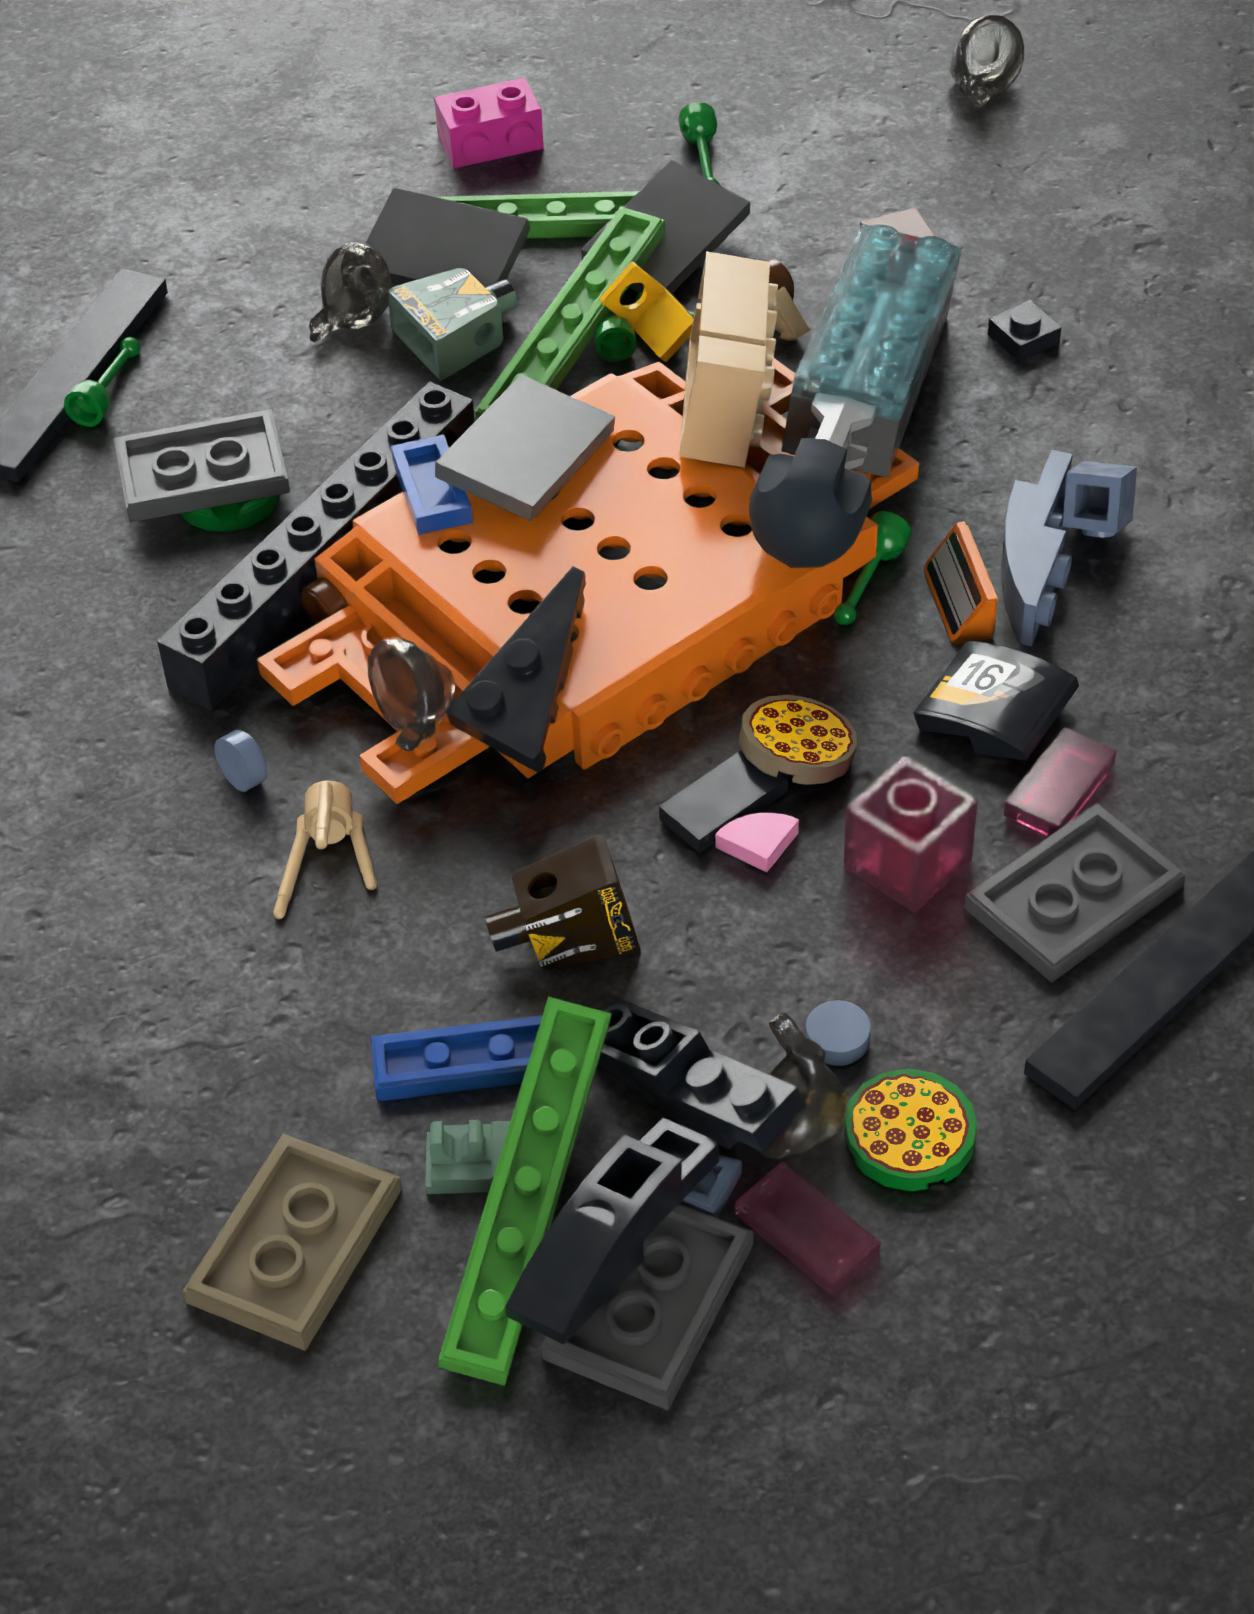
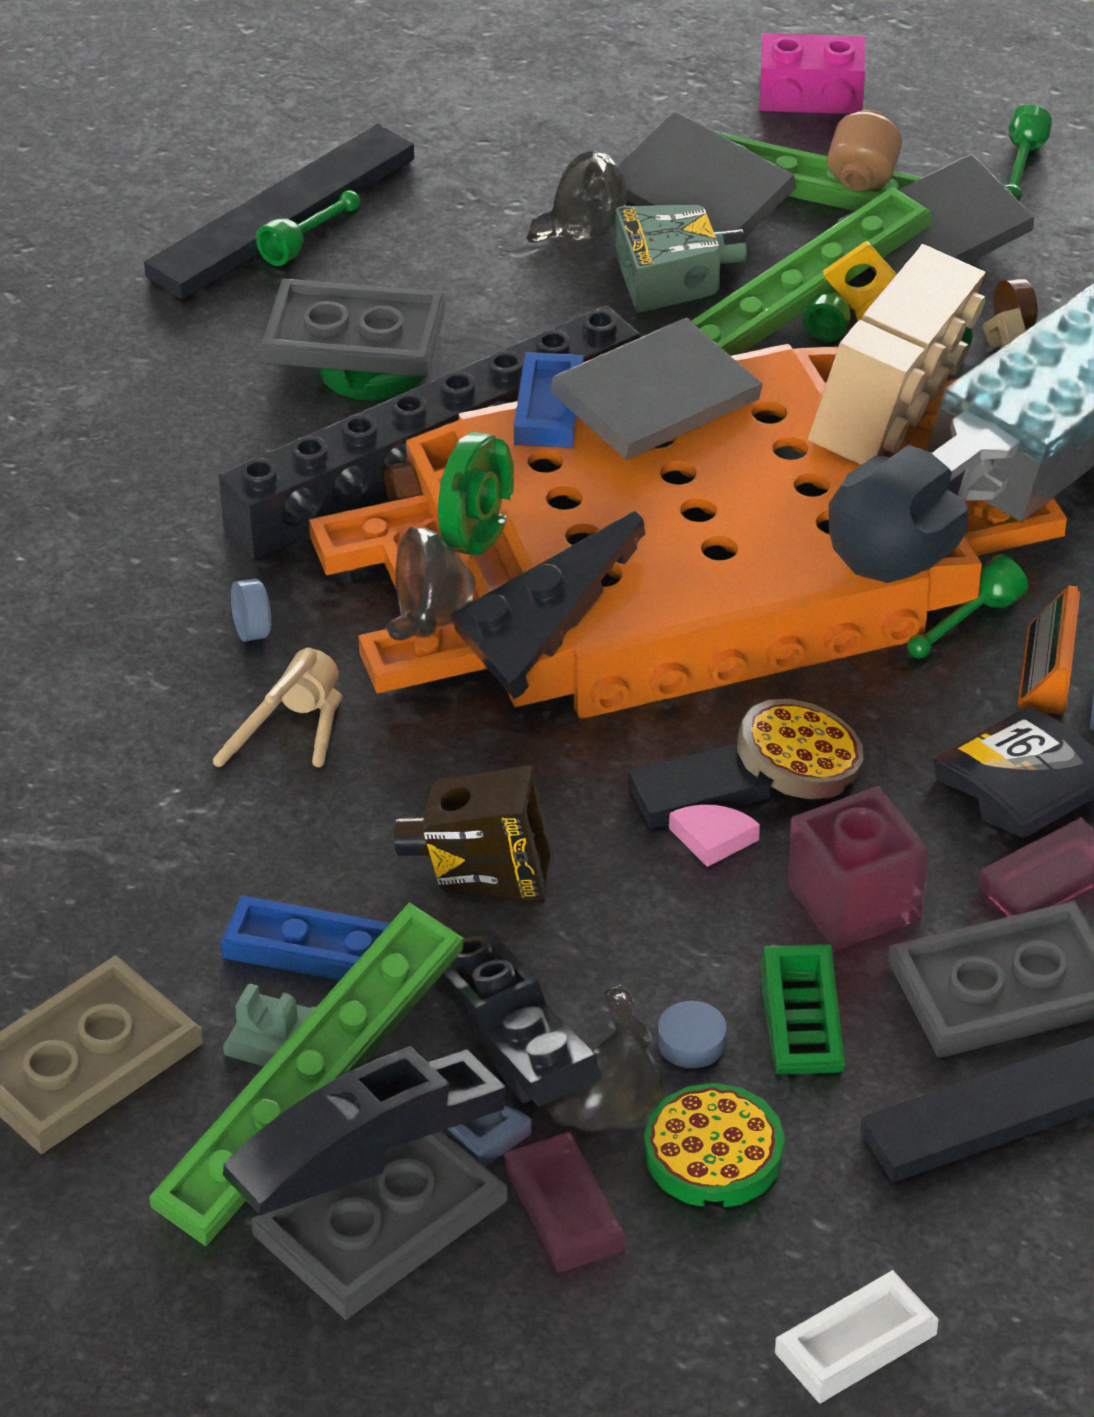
camera: 20 degrees right, 5 degrees down
(421, 586) = (472, 493): none -> green tile
(577, 180) = (864, 150): none -> medium nougat head
(919, 935) = (802, 964): none -> green slope
(1121, 1263) = (856, 1336): none -> white tile

